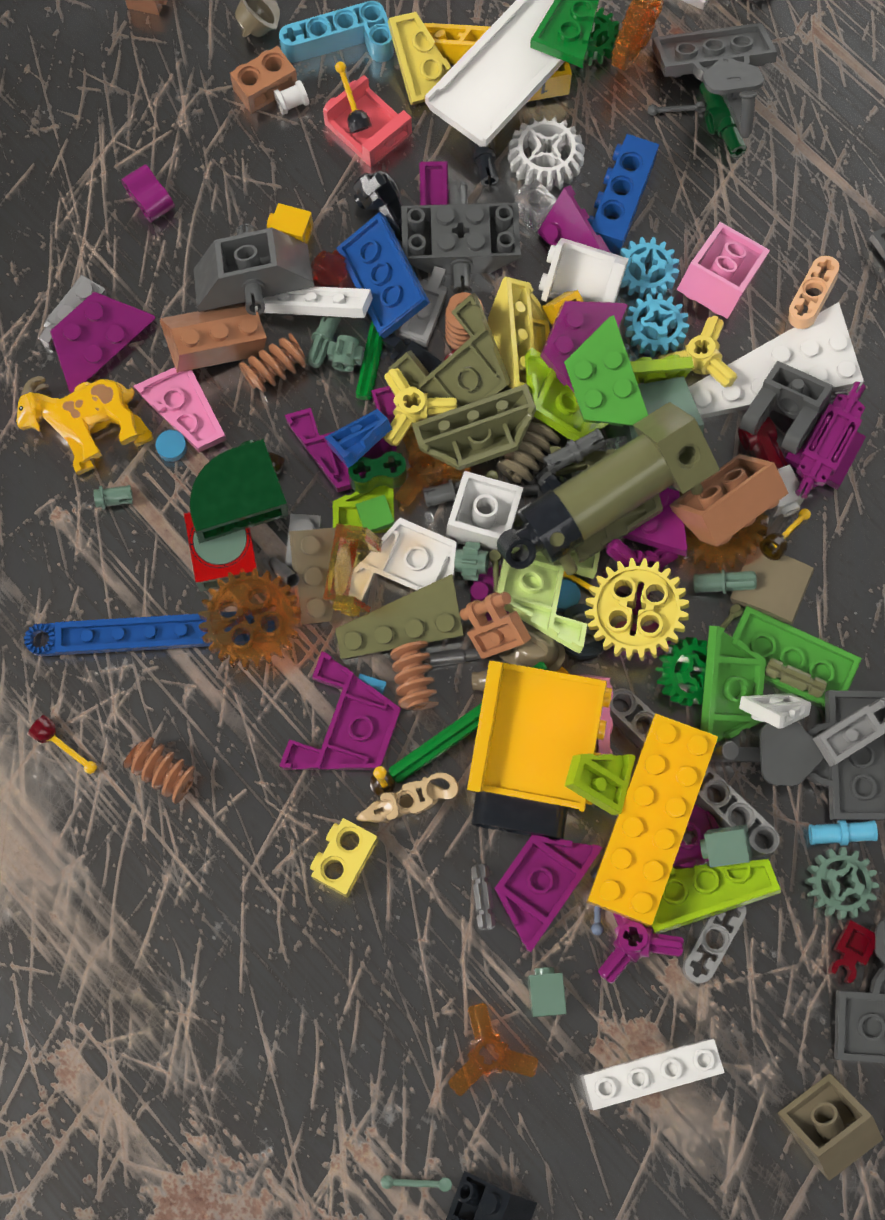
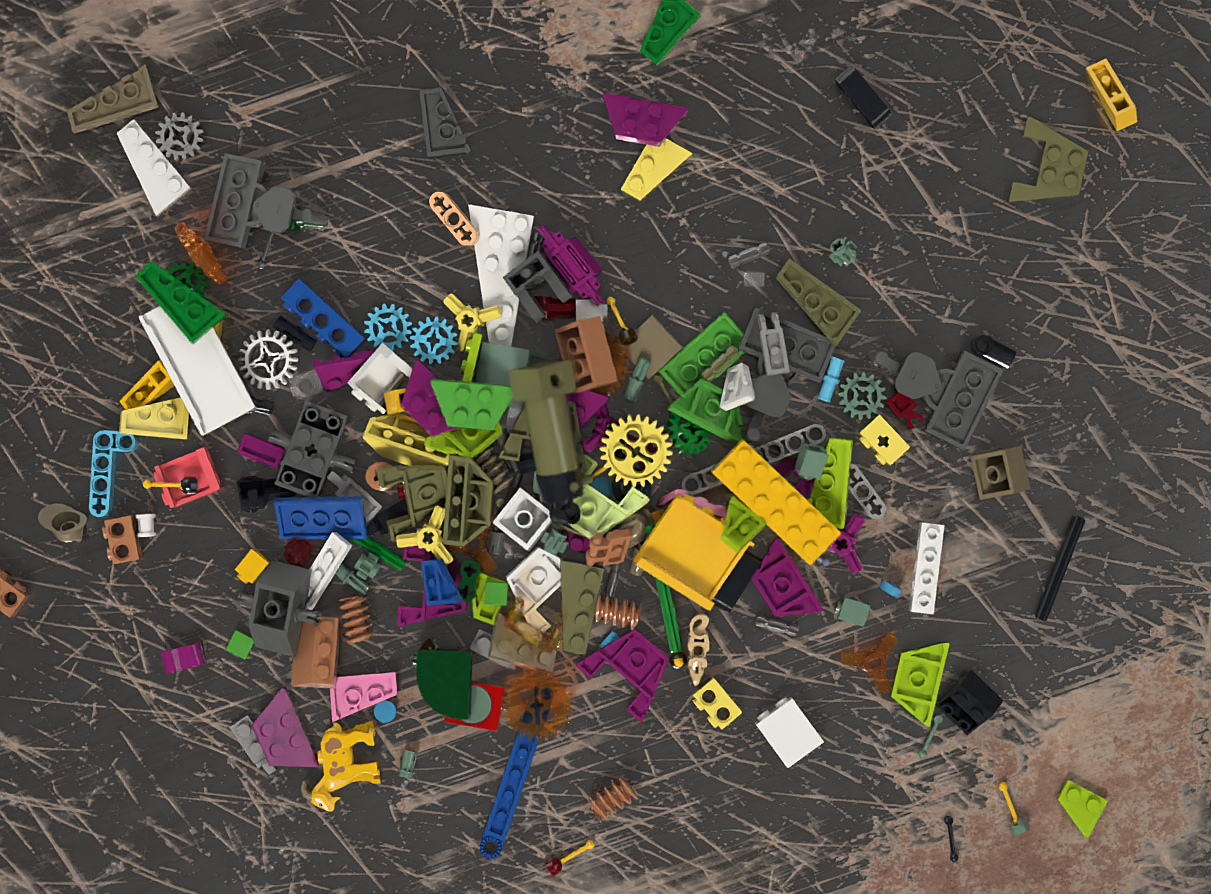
camera: 70 degrees left, 15 degrees up
(188, 251) = (240, 644): none -> bright green tile
(284, 572) = (511, 670): flat silver pin -> none
(344, 972) = (788, 731): none -> white panel
(490, 1132) = (919, 680): none -> lime wing
(574, 451) = (511, 444): dark grey pin -> none
(589, 172) = (294, 333): none -> black pin
(600, 1034) = (890, 588): none -> dark azure tile
(722, 270) = (410, 273): bright pink slope -> none
(811, 929) = (895, 444): none -> light yellow brick

